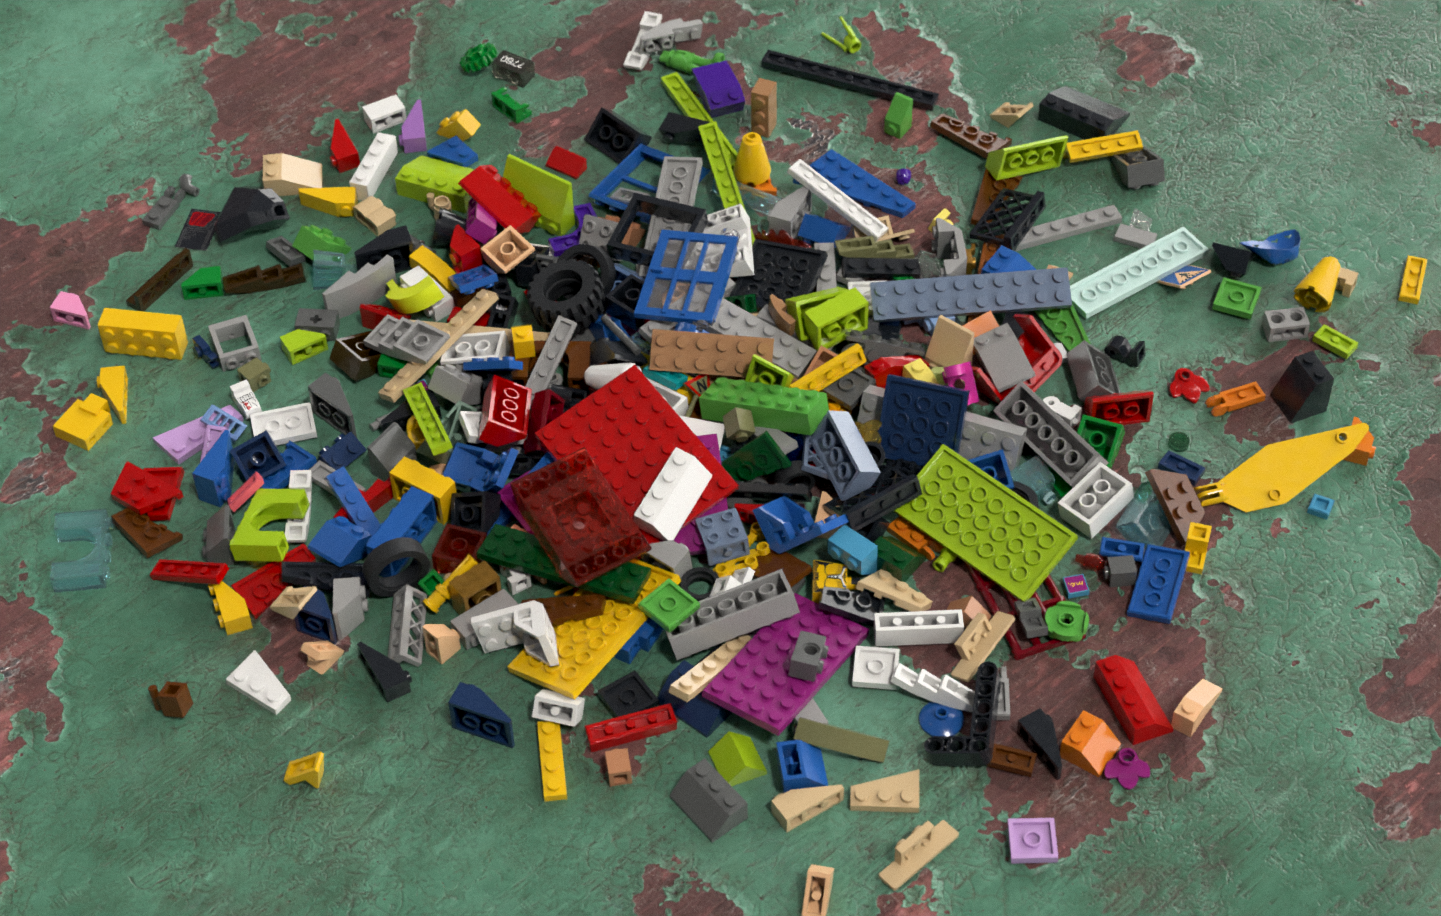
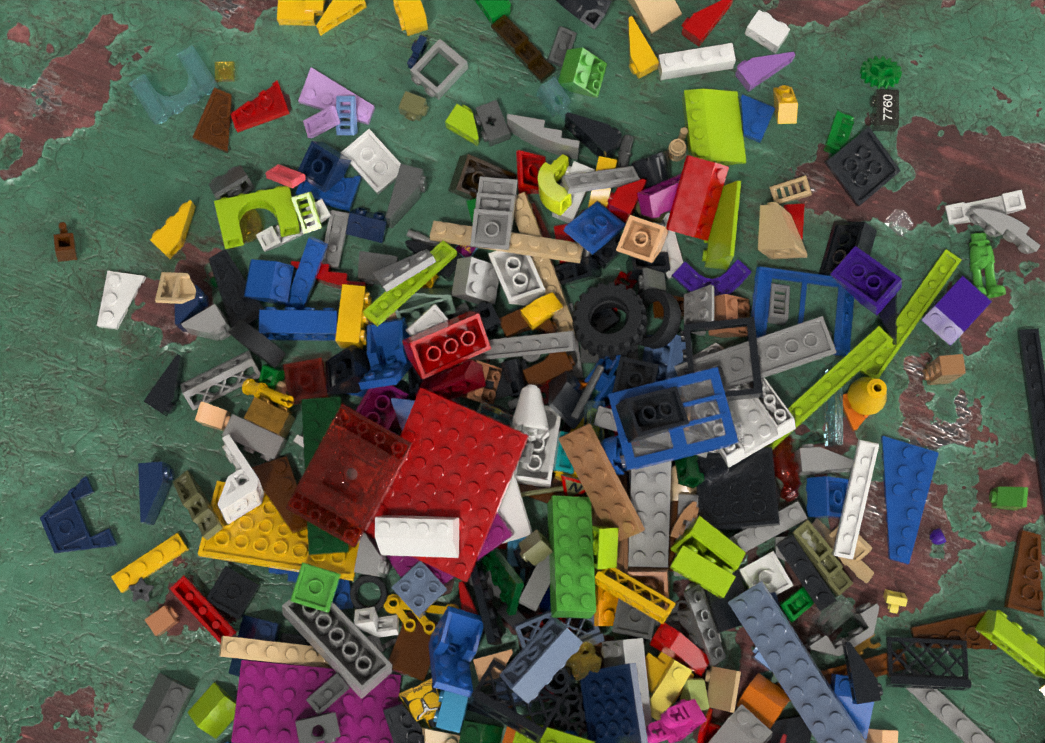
camera: 65 degrees right, 30 degrees up
(101, 501) = (225, 71): none -> clear yellow plate
(142, 490) = (249, 94): red wing -> none
(189, 571) = (187, 182): red tile -> none
(215, 472) = (291, 143): blue slope -> none
(245, 399) = (383, 117): white leg -> none
(265, 584) = (203, 243): red wing -> none
(289, 476) = (300, 214): none -> slope
(306, 768) = (49, 382): yellow slope -> none
(321, 655) = (161, 330): light nougat slope -> none
(374, 215) = (640, 96): tan brick -> none
(411, 419) = (402, 270): none -> light grey wing
(432, 256) = (599, 179): none -> light grey tile
(467, 815) = (67, 527): none -> dark blue wing
(493, 364) = (495, 305): blue wing -> none
(524, 683) = (197, 505): none -> olive slope
(538, 142) = (796, 182): none -> tan slope
(551, 98) = (862, 166): none -> black plate
(558, 708) = (188, 543): white brick -> none
(573, 163) = (779, 234): none -> tan slope
(574, 781) = (141, 595): none -> black plate
(615, 99) = (899, 222): none -> clear slope
(654, 120) = (867, 280): none -> dark purple slope
(673, 282) = (651, 414): none -> black slope
(778, 637) = (327, 693): none -> dark grey plate
(993, 246) = (862, 682): none -> black slope

